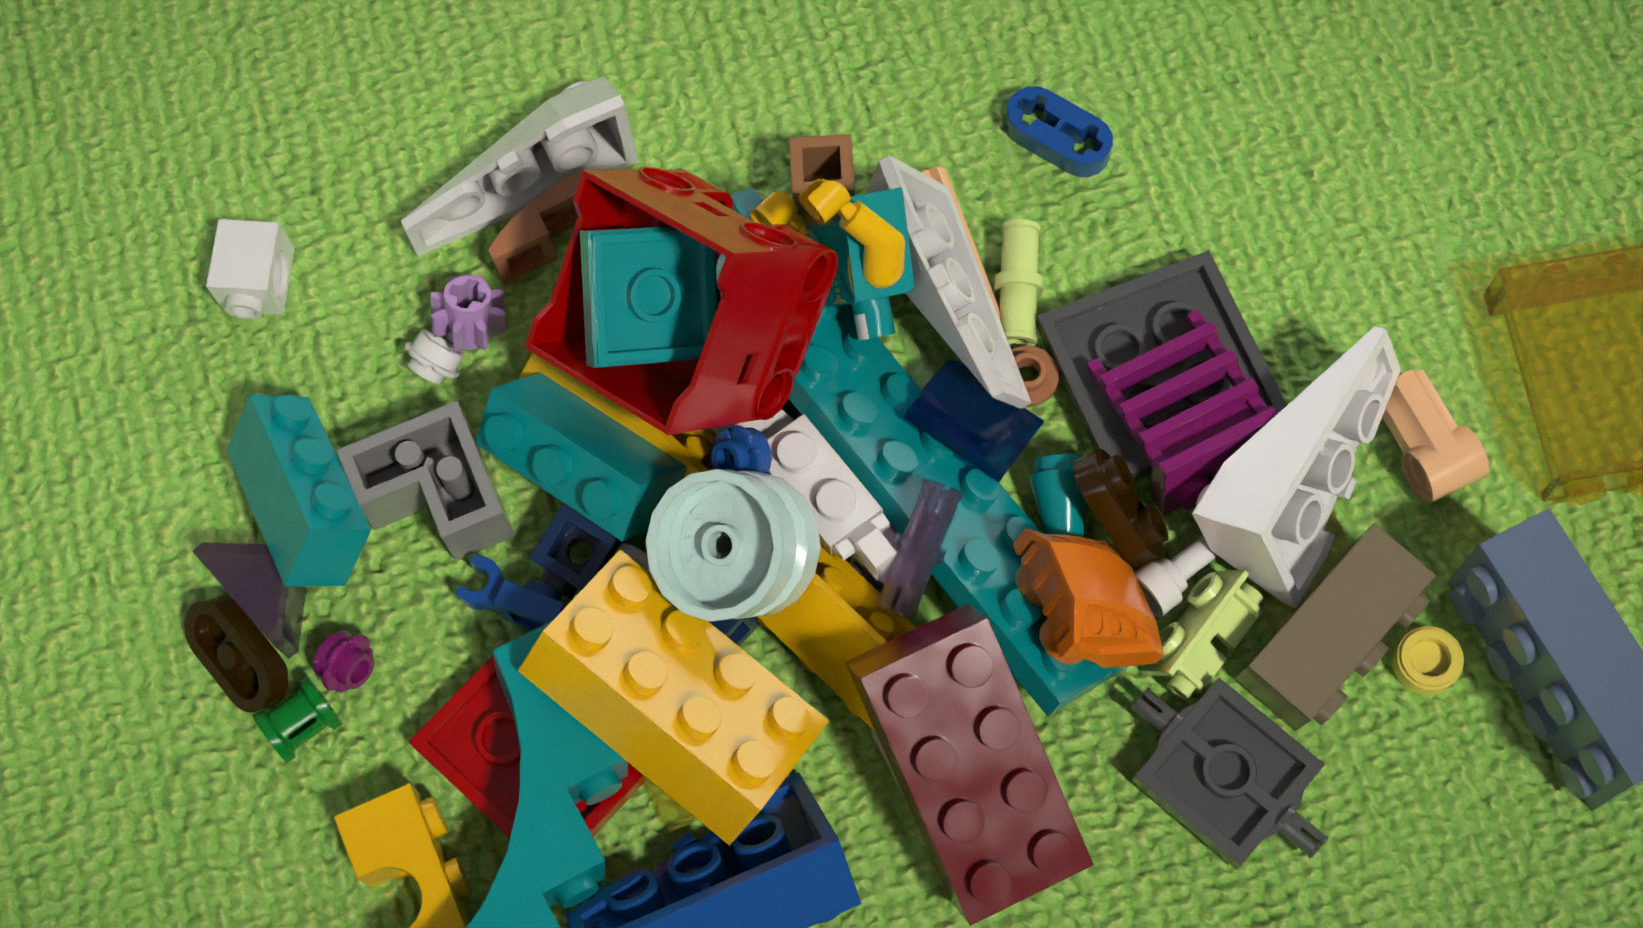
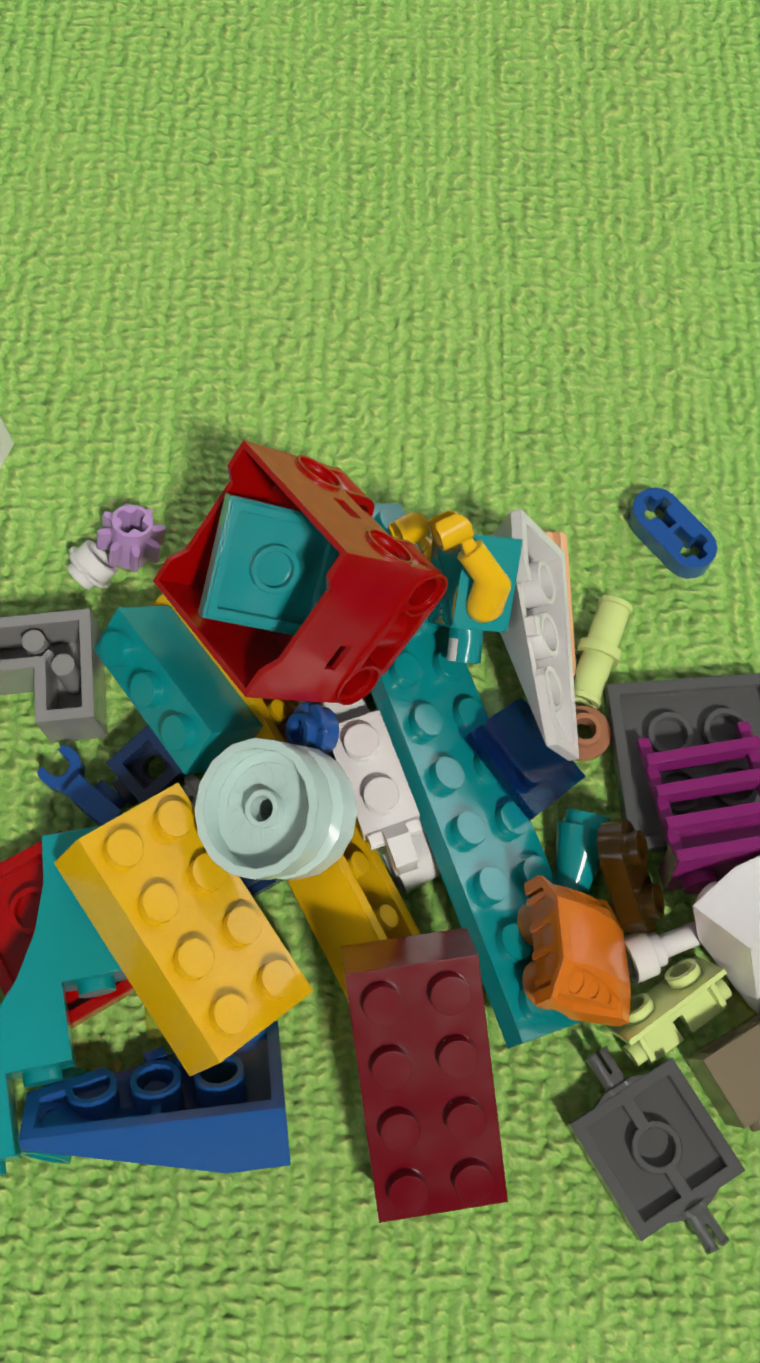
camera: 10 degrees right, 0 degrees up
(526, 238) = (197, 490): nougat slope -> none
(567, 132) = (209, 433): white wedge -> none
(818, 158) = (465, 496): medium nougat brick -> none
(919, 548) = (440, 861): clear purple pin -> none

